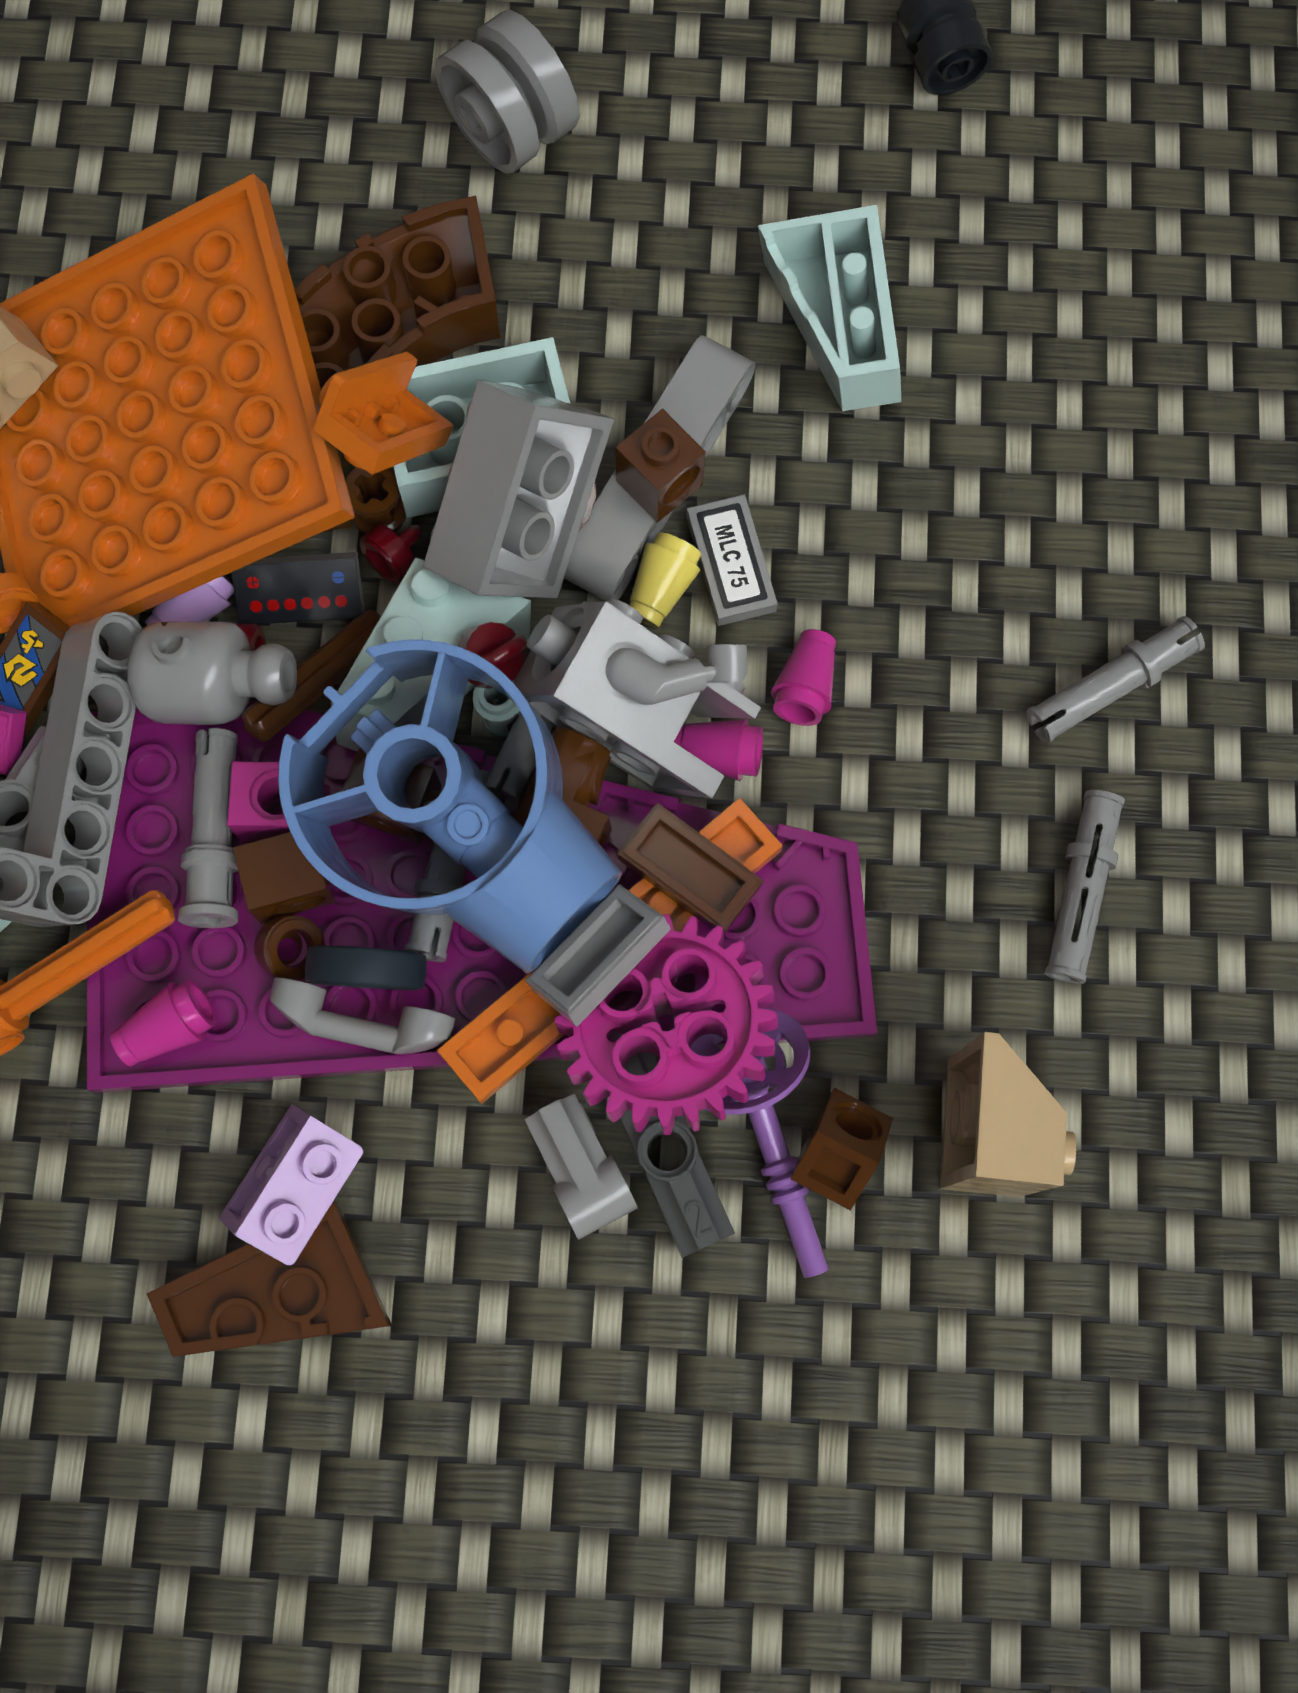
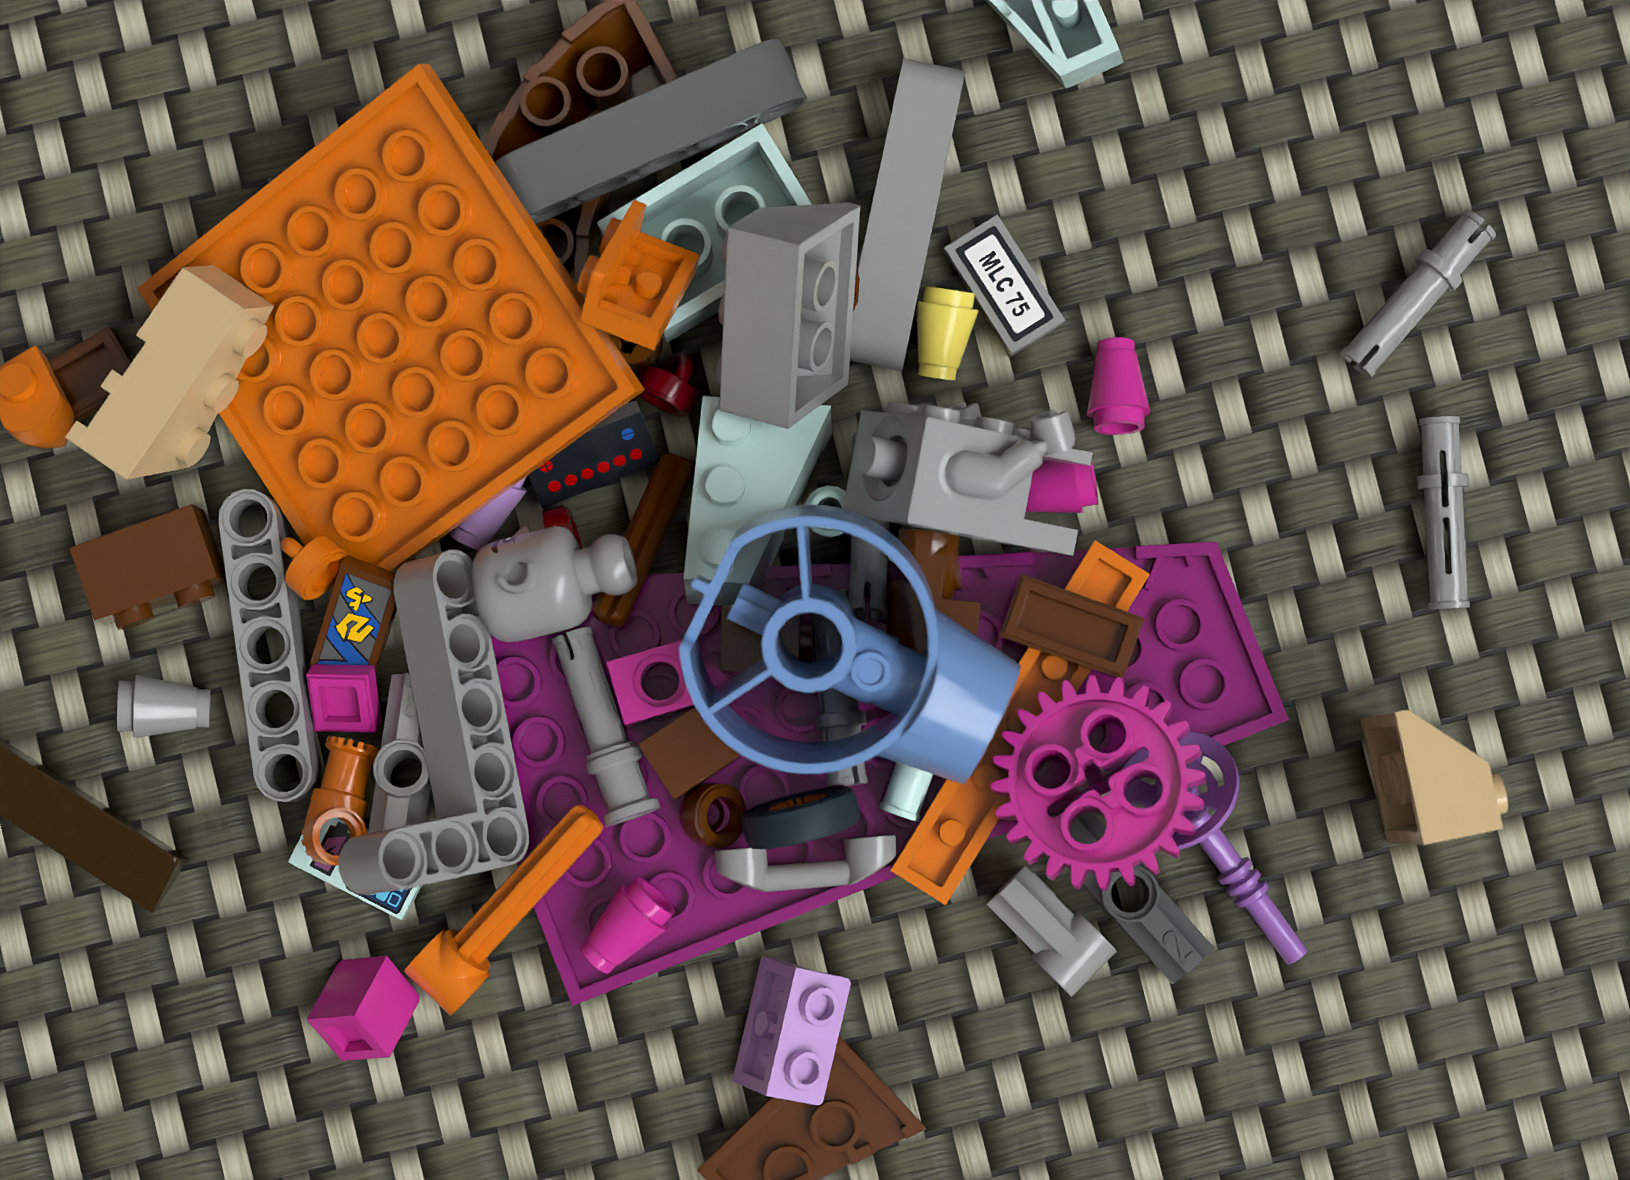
camera: 15 degrees left, 10 degrees up
(448, 309) = (653, 130): none -> dark grey beam
(483, 978) = (906, 792): none -> light aqua pin
(496, 645) = (815, 477): dark red tile -> none
(598, 955) = (1021, 744): light grey tile -> none
(660, 465) = (914, 230): reddish brown brick -> none
(842, 1149) = (1289, 839): reddish brown brick -> none

